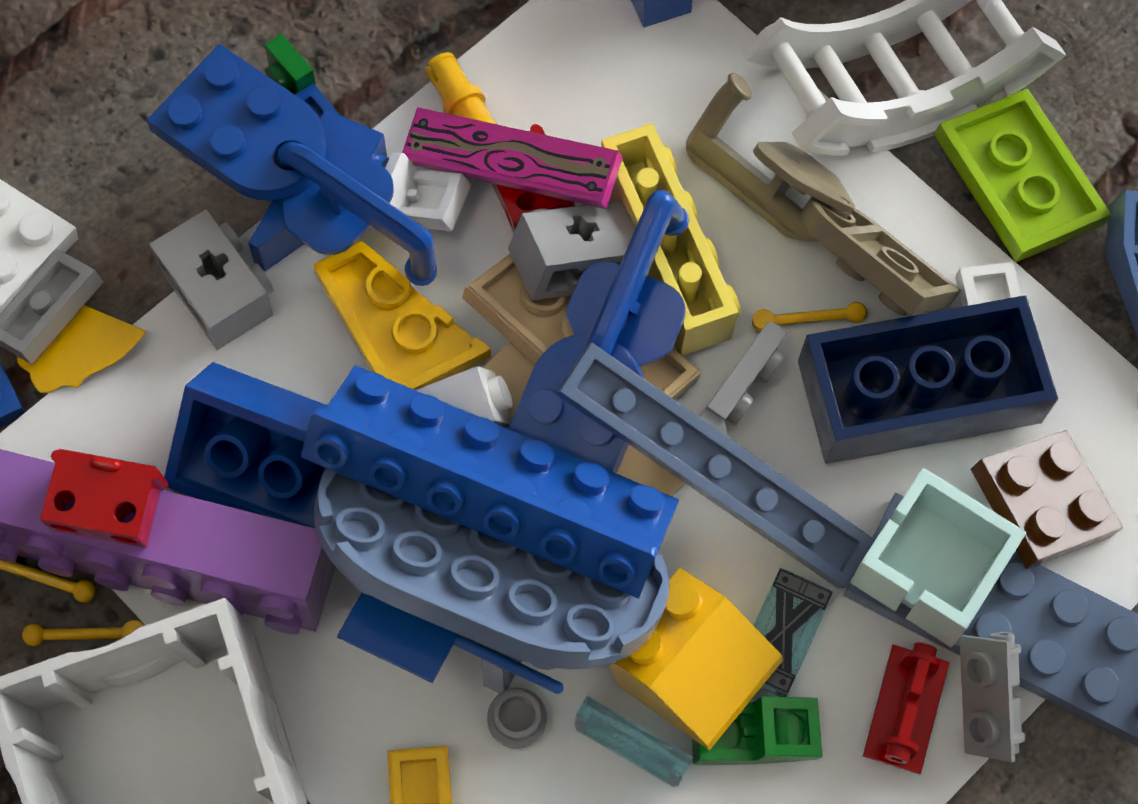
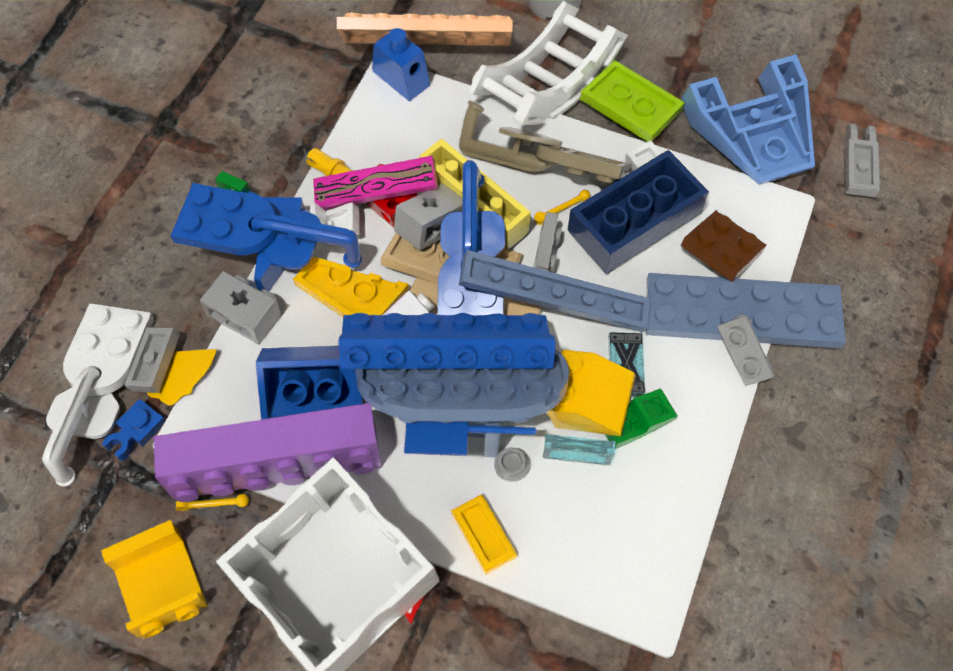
camera: 20 degrees left, 5 degrees down
(35, 634) = (224, 535): yellow hinge -> none
(103, 496) = (239, 433): red piece -> none
(906, 707) = (706, 374): red hinge -> none
(939, 558) = (690, 290): light aqua piece -> none

